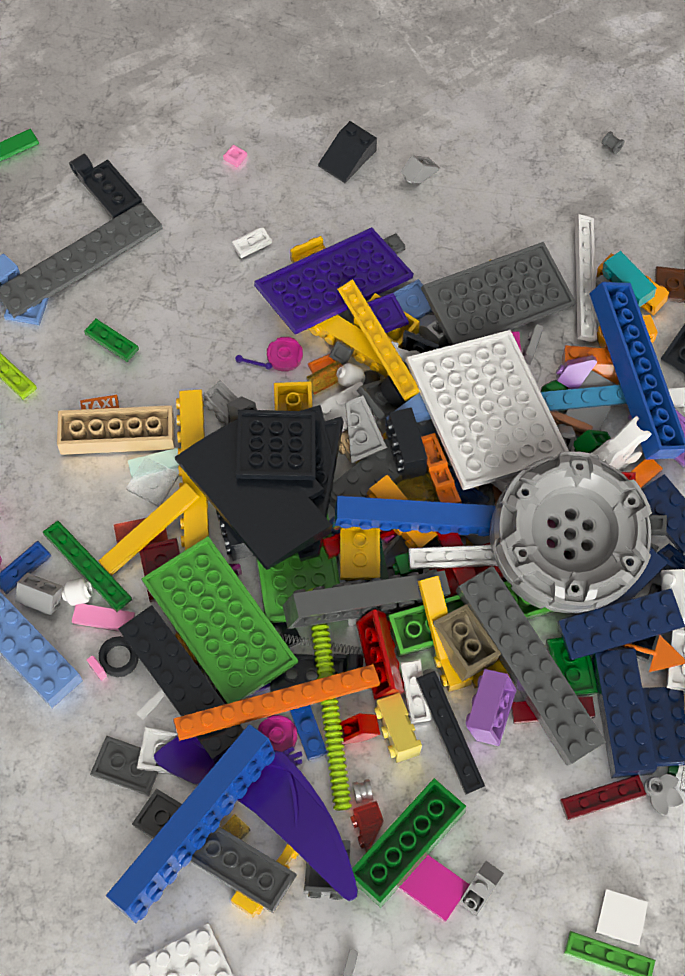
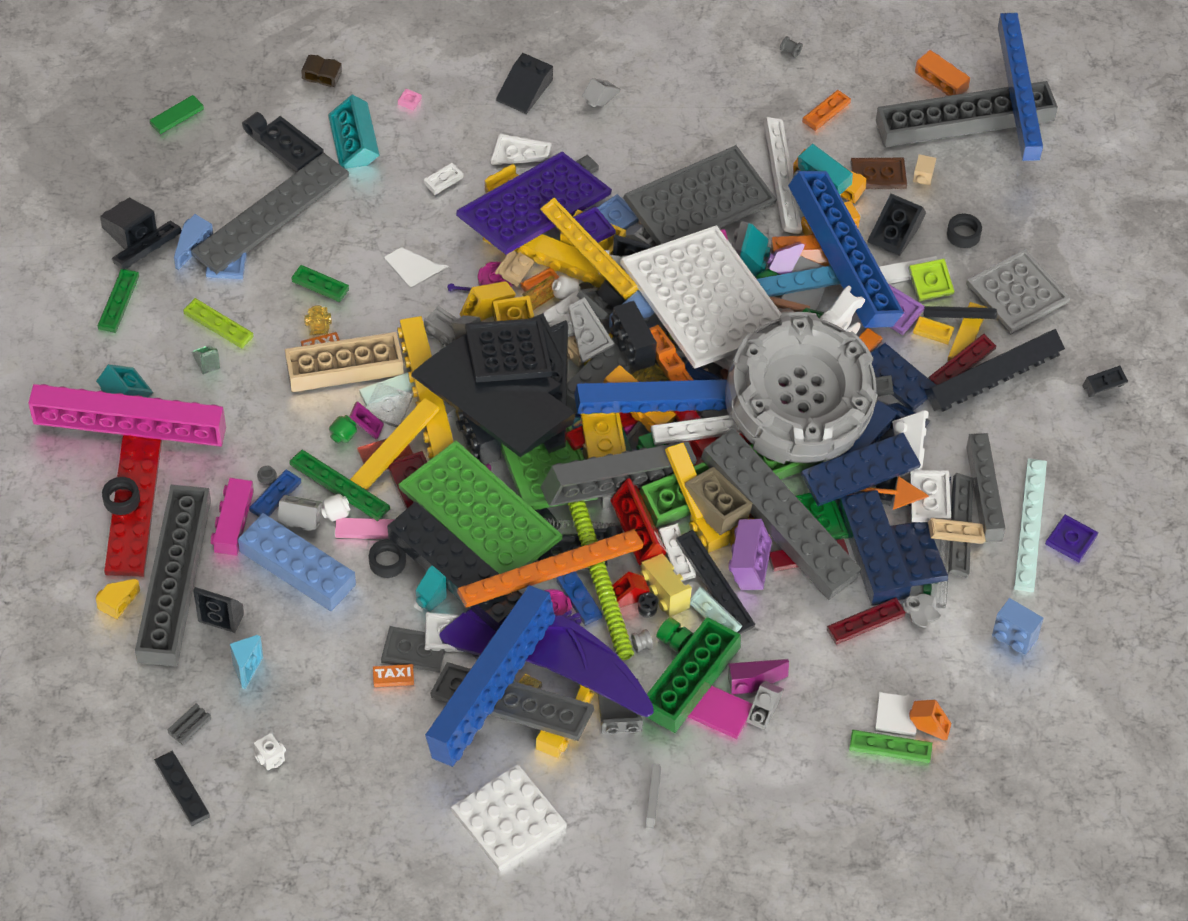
camera: 10 degrees left, 10 degrees down
(17, 544) = (267, 475): none -> dark grey plate
(96, 667) = (368, 569): bright pink tile -> none
(99, 387) = (318, 320): none -> clear yellow brick
(99, 794) = (393, 675): none -> orange tile
(101, 503) = (342, 429): none -> green head
(126, 497) = (366, 420): none -> magenta slope
(153, 703) = (431, 589): none -> teal slope
(156, 117) = (321, 70): none -> dark brown brick
(174, 185) = (353, 133): none -> teal slope
(205, 331) = (412, 267): none -> white sticker
(262, 379) = (481, 298): none -> yellow slope
(304, 346) = (515, 267): none -> tan plate
(329, 220) = (519, 150): none -> white wing
(341, 352) = (553, 268): dark grey tile -> none
(369, 824) = (651, 664): clear red slope -> none
(375, 743) = (650, 600): none -> black wheel
(393, 786) = (673, 634): none -> green wheel
(444, 767) = (709, 607): none -> light aqua tile
(473, 851) = (748, 676): none -> magenta slope
(545, 358) = (755, 250): none -> teal slope
(638, 212) = (826, 110): none -> orange tile
(656, 933) = (930, 718): none -> orange slope

